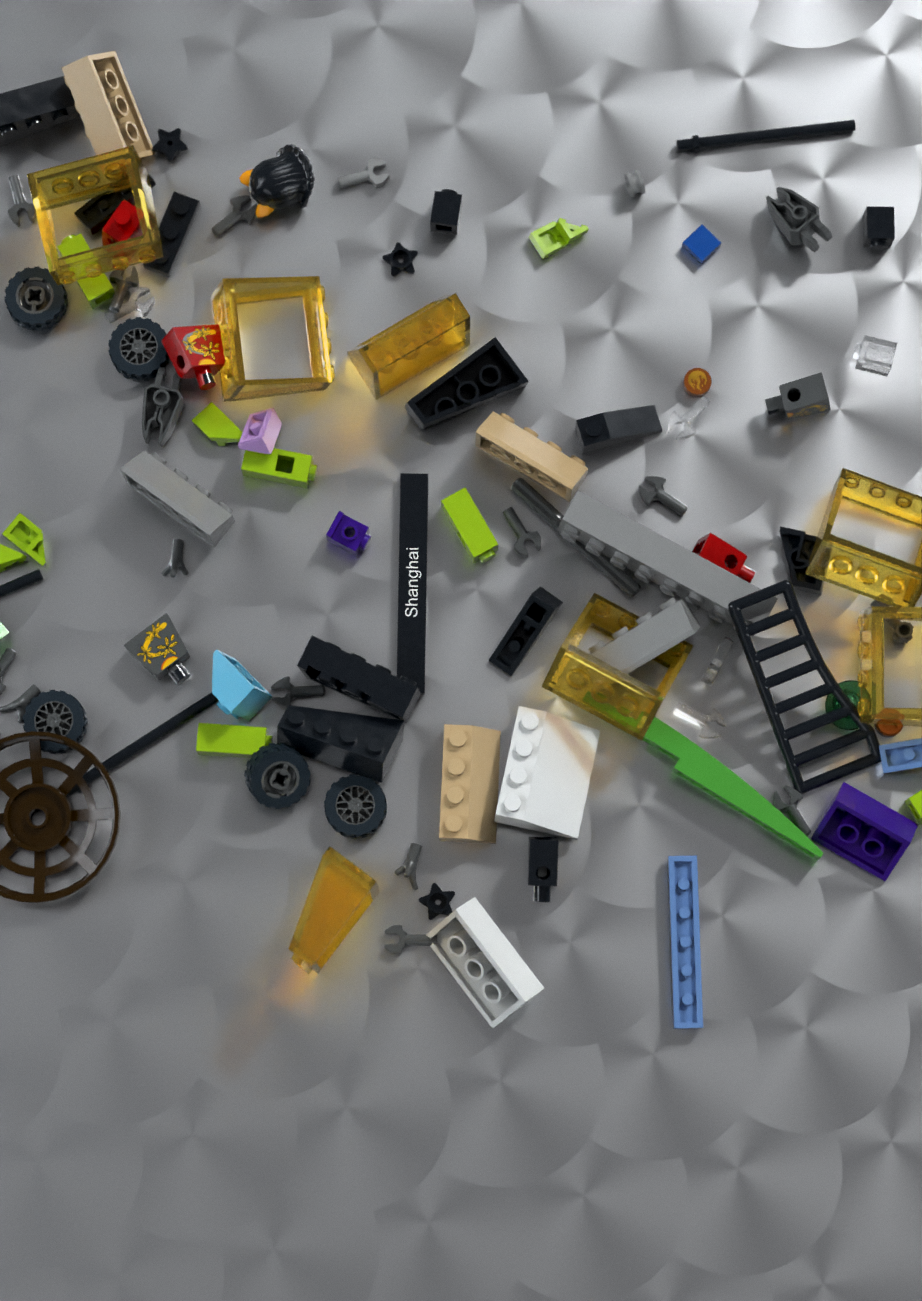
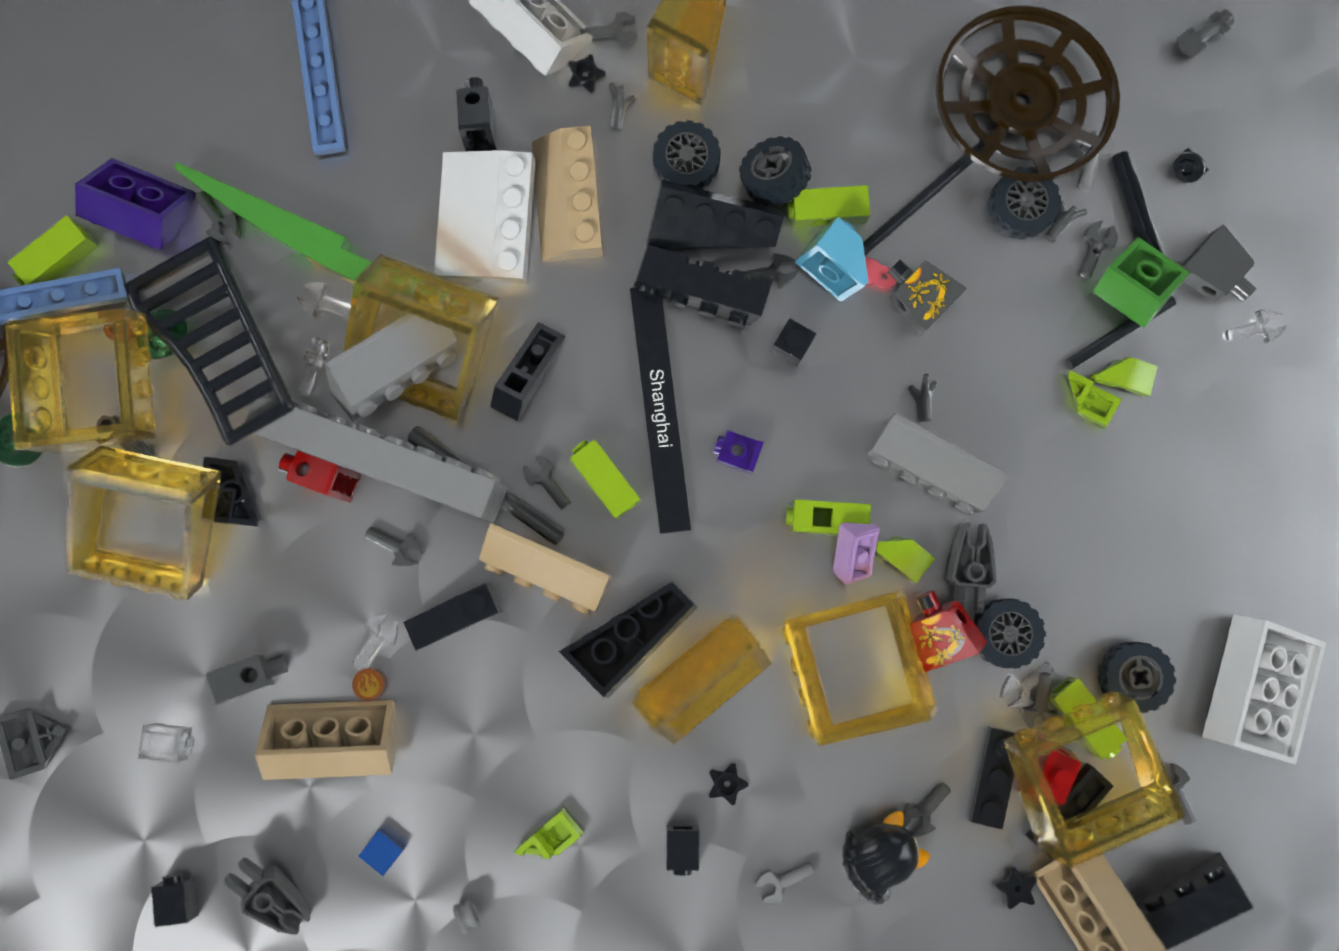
camera: 170 degrees right, 5 degrees up
(202, 680) = (874, 274): none -> coral piece
(285, 622) = (793, 342): none -> black brick
(736, 340) = (327, 740): none -> tan slope

